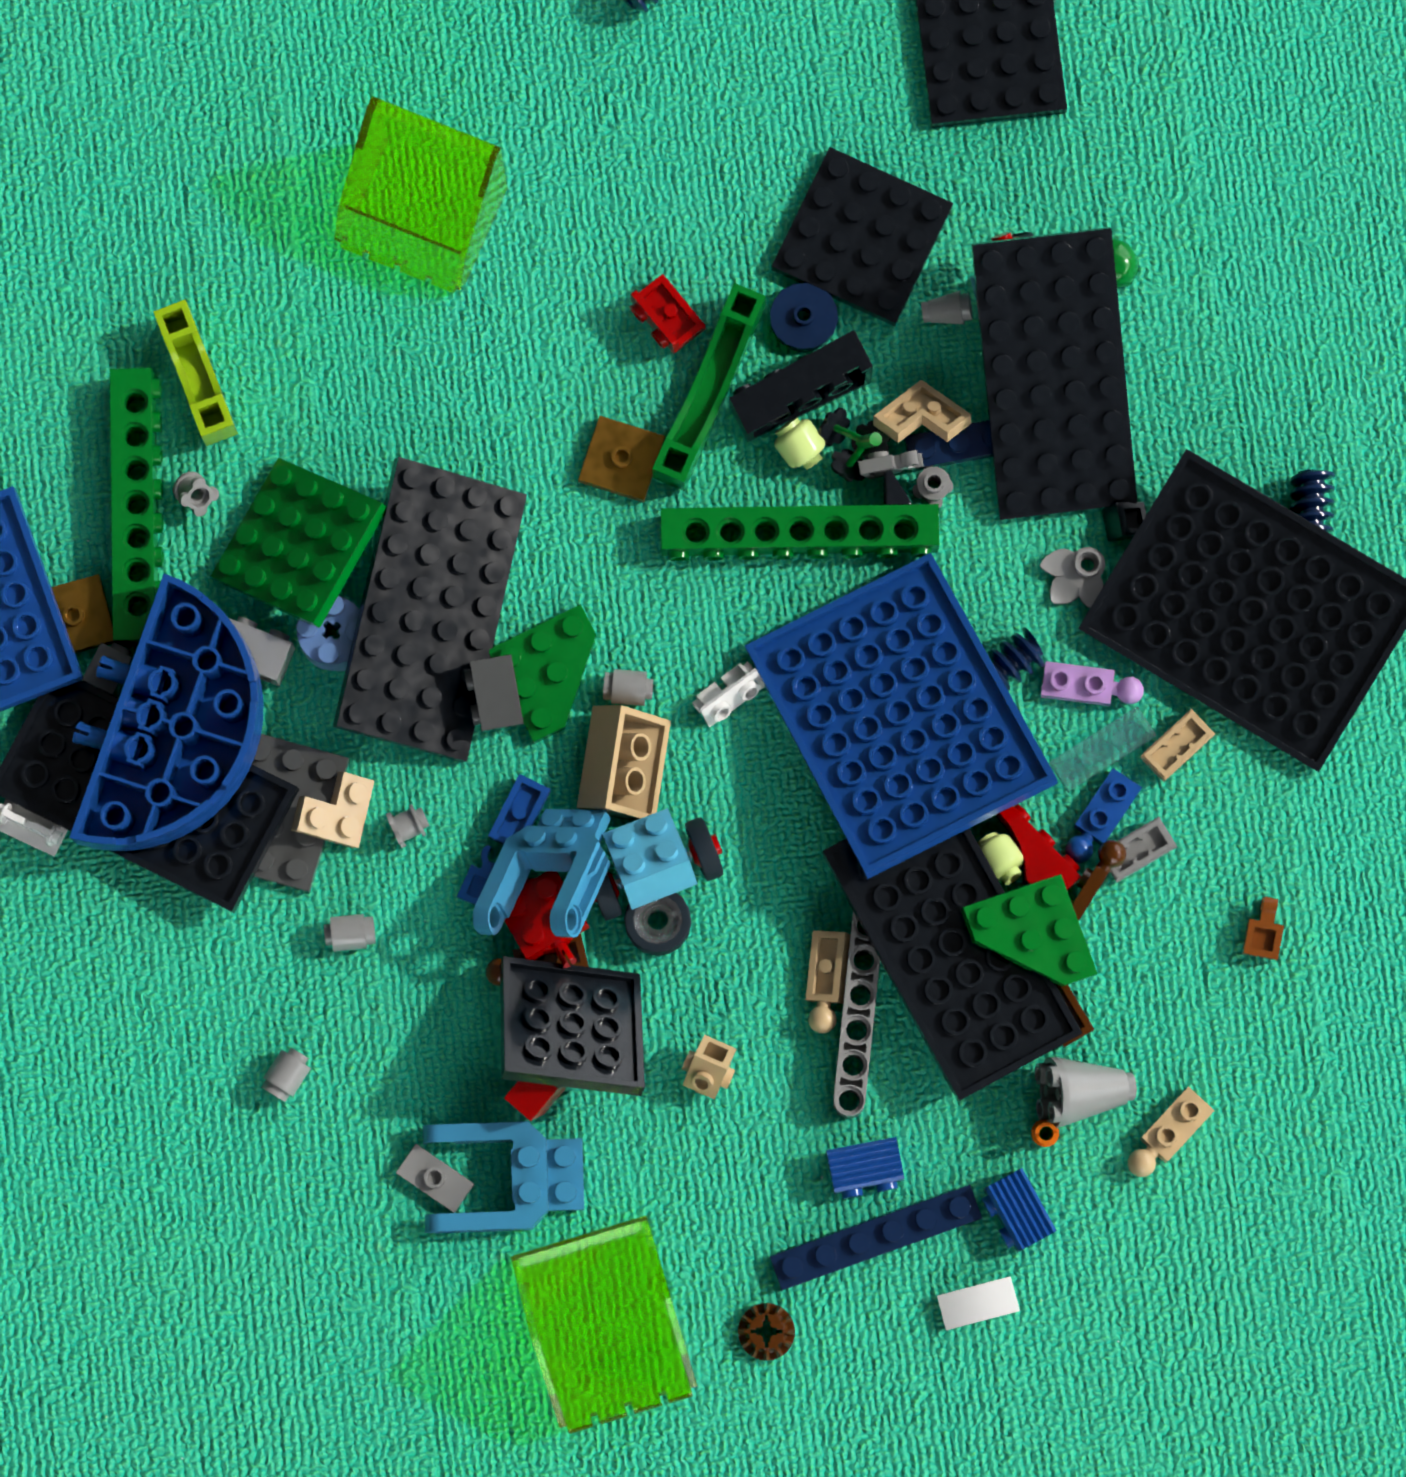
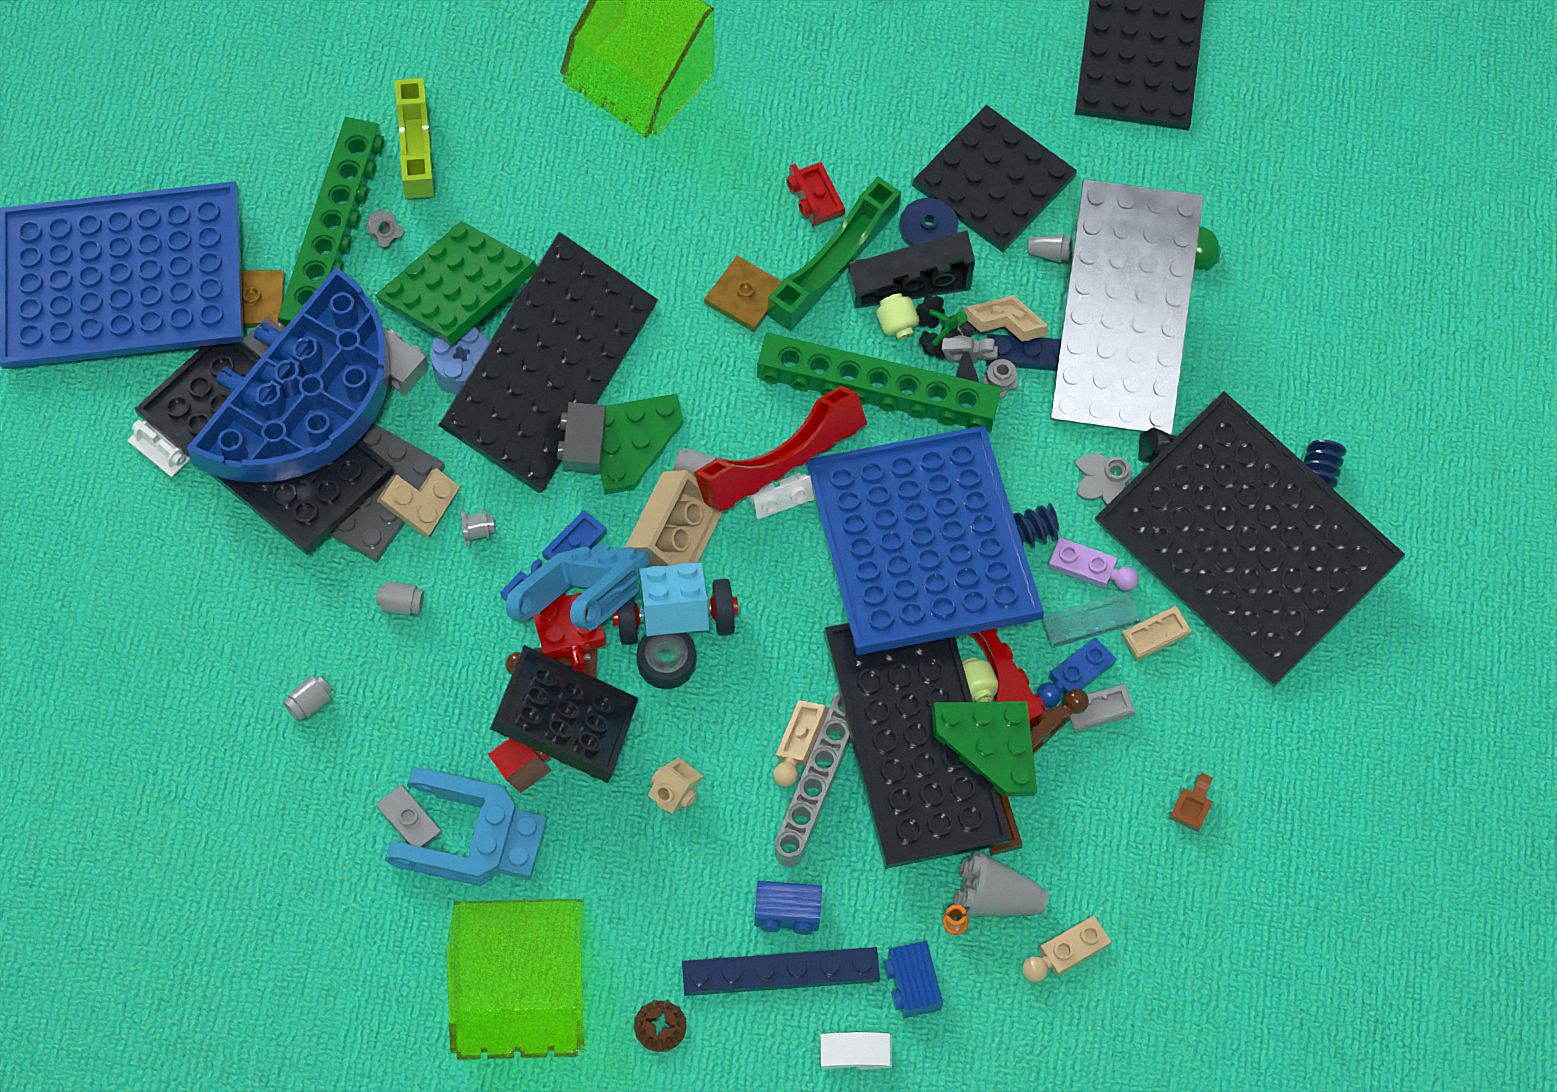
camera: 10 degrees right, 15 degrees down
(759, 597) = (830, 420): none -> red arch

